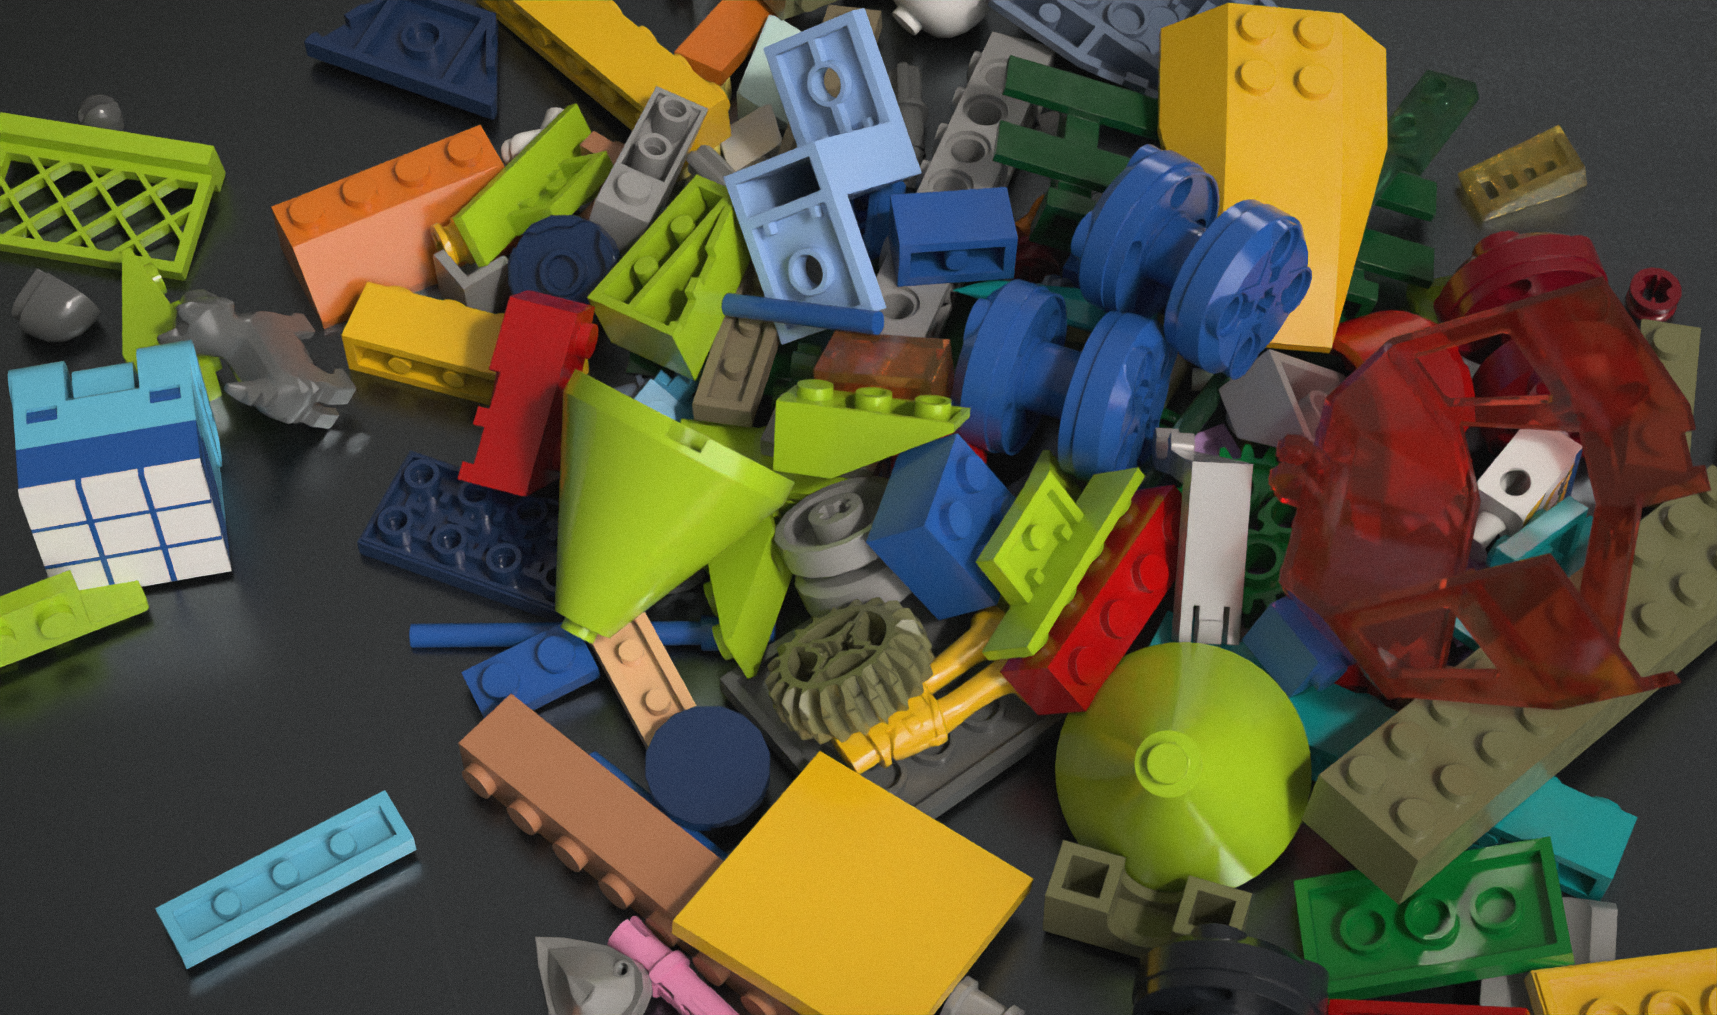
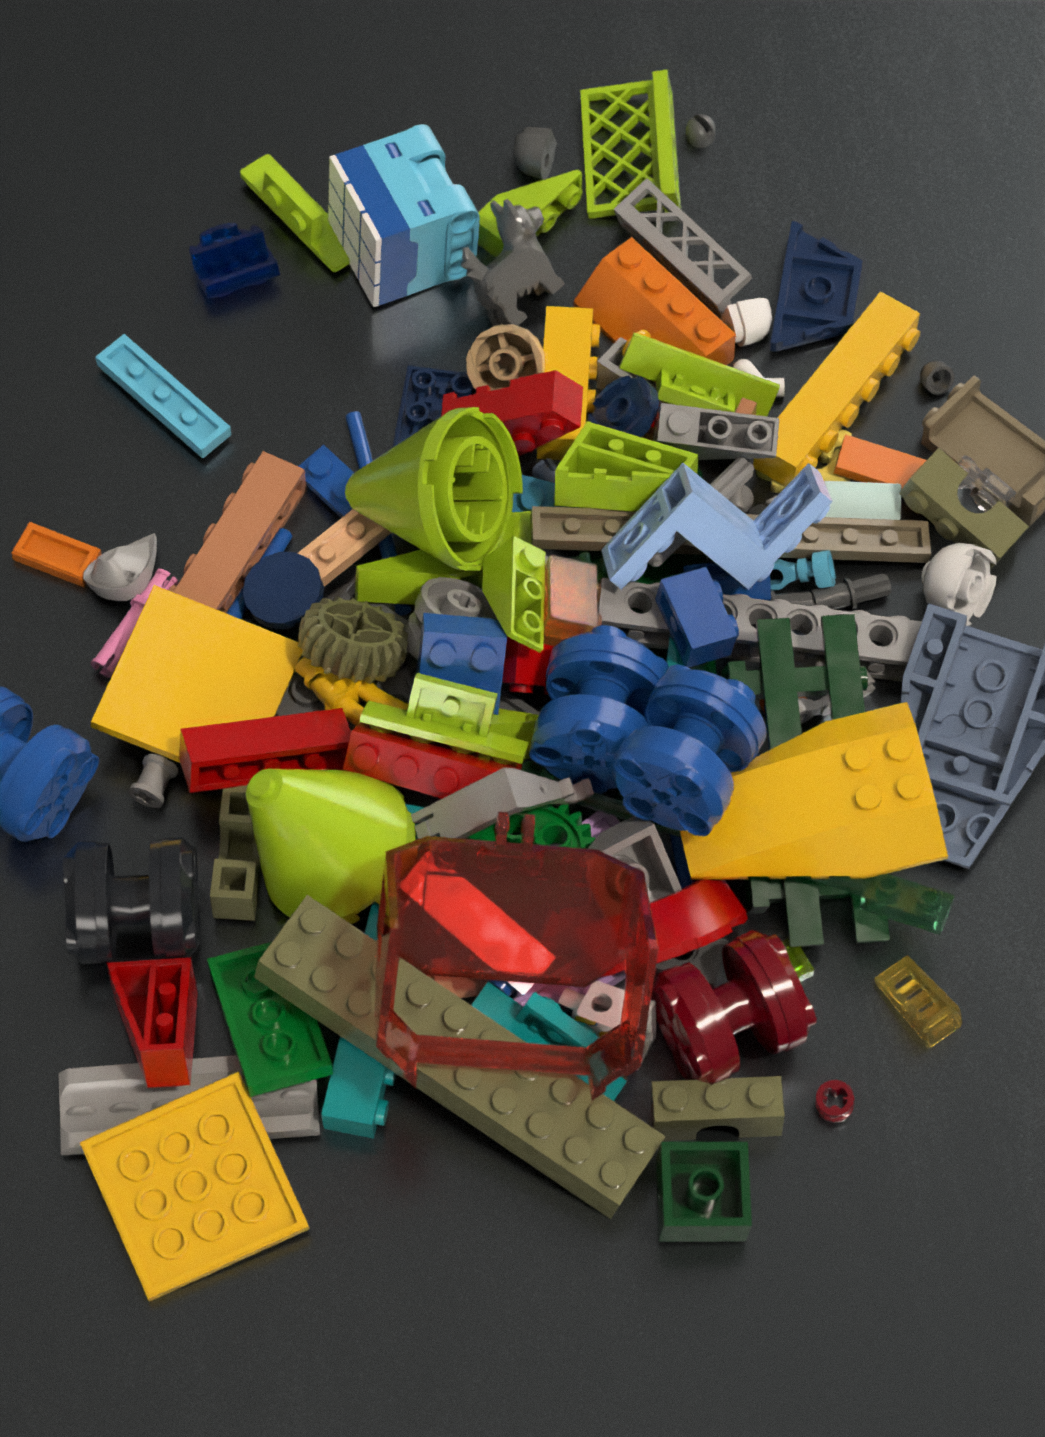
camera: 75 degrees right, 5 degrees up
(74, 735) = (232, 259): none -> clear blue slope
(250, 206) = (671, 257): none -> light grey fence
(419, 401) = (504, 355): none -> tan cylinder
(443, 117) = (748, 320): none -> white piece
(803, 313) = (608, 545): blue bar -> none
(1005, 824) = (236, 751): none -> red brick

